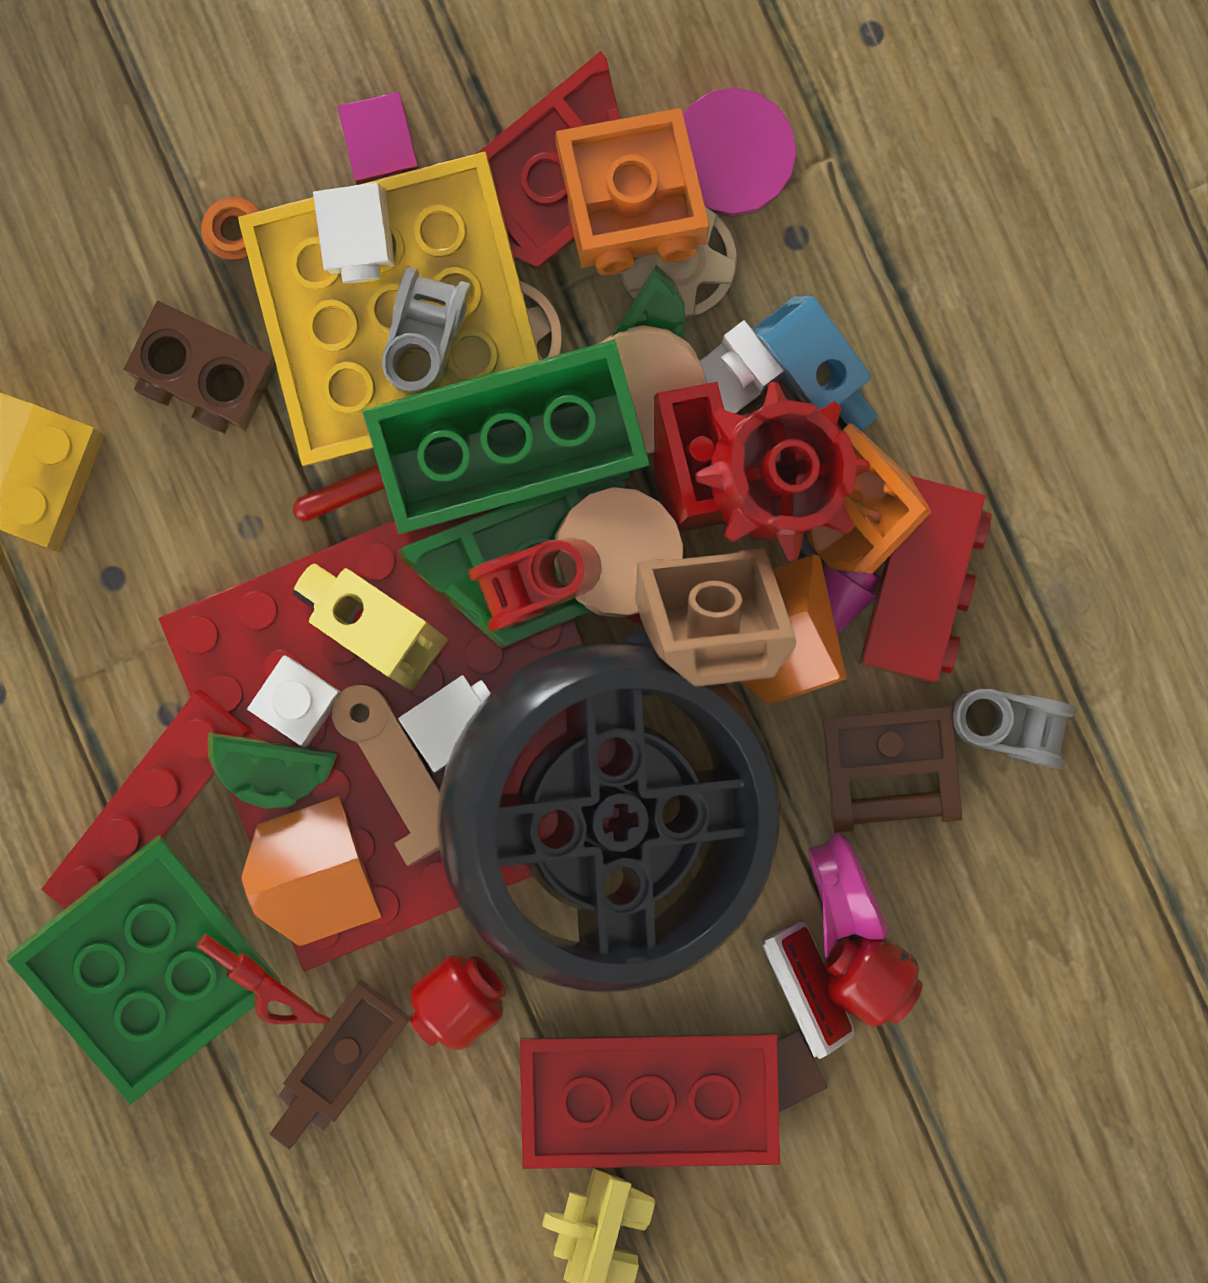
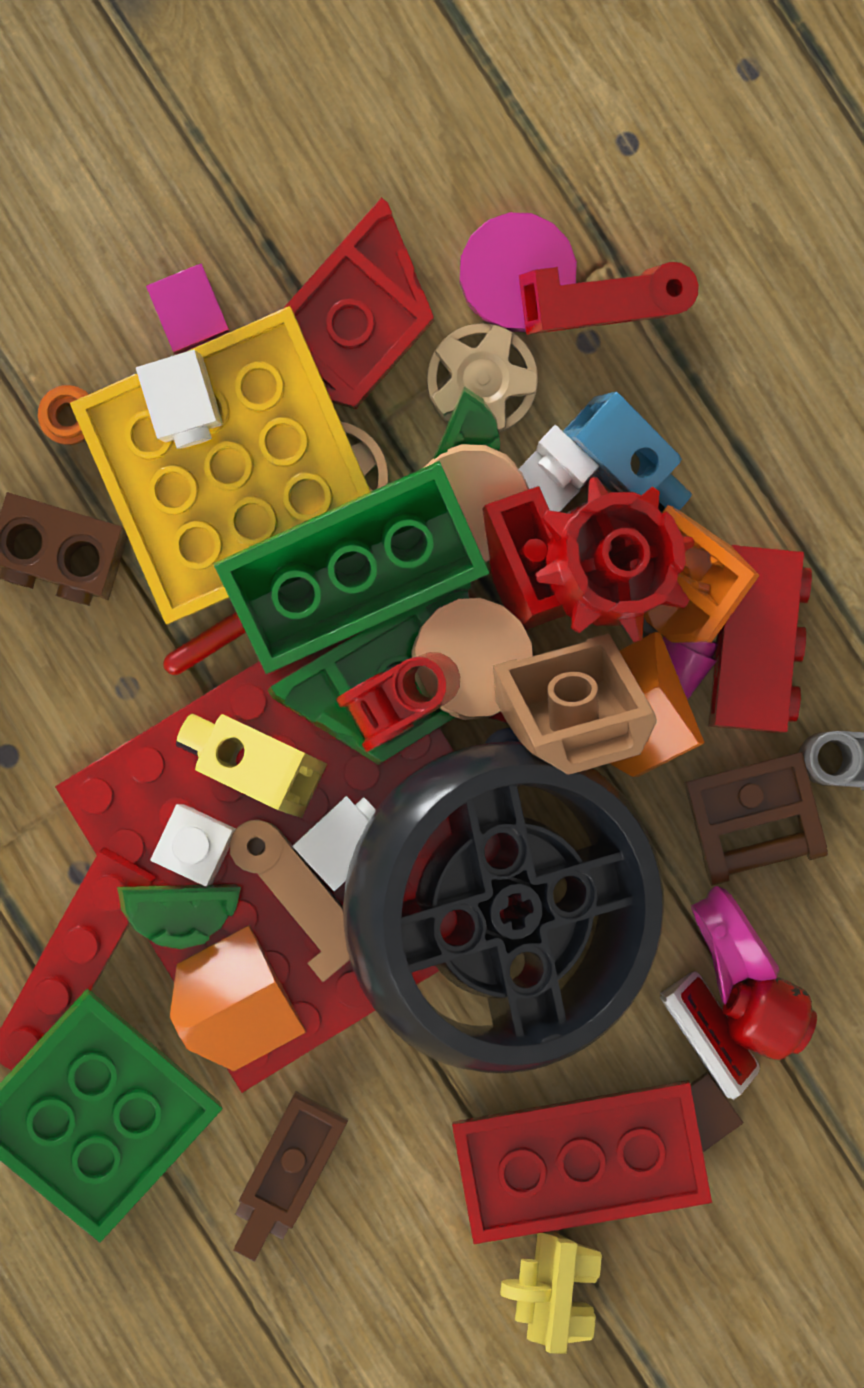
camera: 15 degrees left, 0 degrees up
(266, 989) = (209, 1115): red hand -> none
(424, 327) = (259, 478): light grey piece -> none
(457, 1002) = (388, 1099): red head -> none
(632, 191) = (432, 321): orange plate -> none
(873, 198) = (652, 295): none -> red leg

